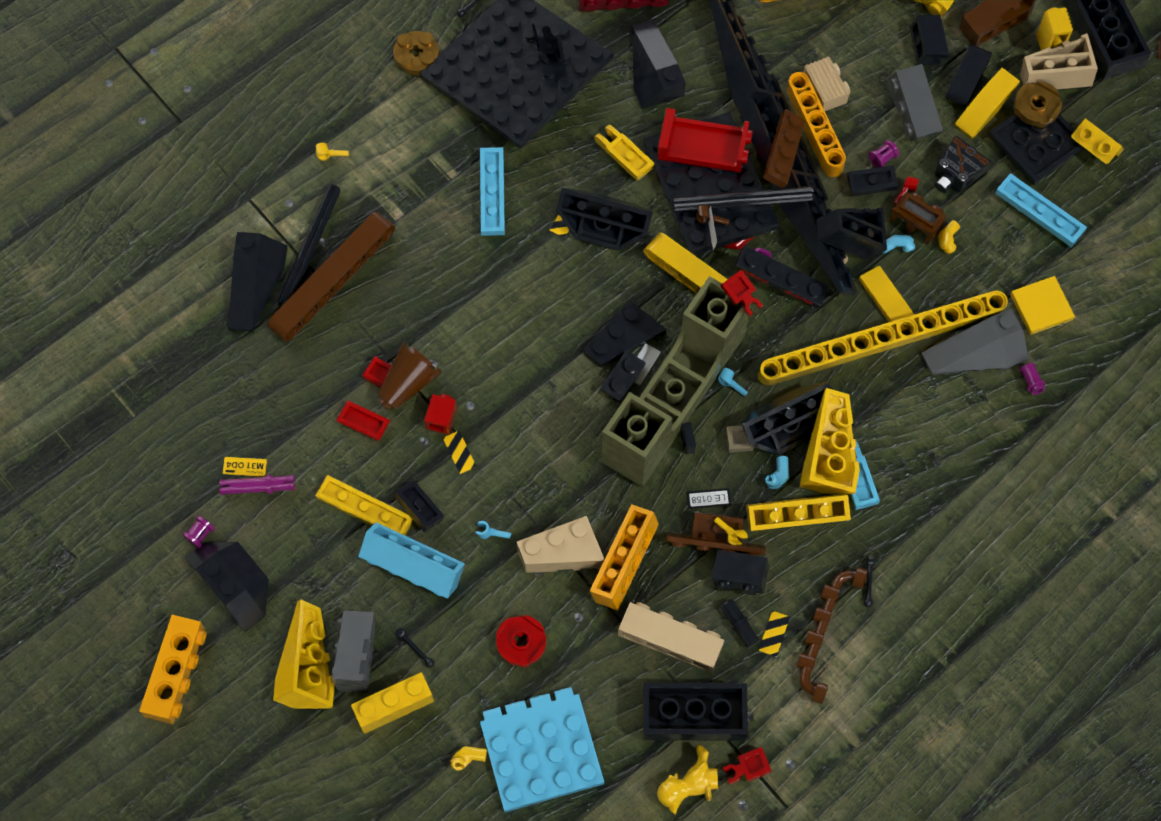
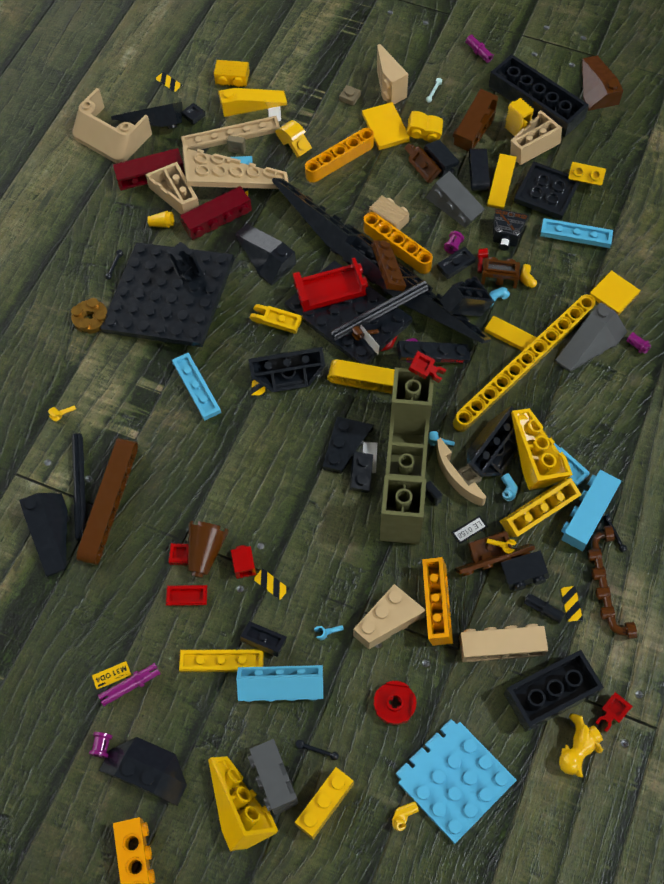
camera: 25 degrees left, 5 degrees down
(731, 457) = (471, 492): none -> tan slope
(854, 542) = (590, 510): none -> medium azure brick
(904, 35) = (422, 163): none -> reddish brown hinge
(1035, 115) = (540, 174): pearl gold plate -> none

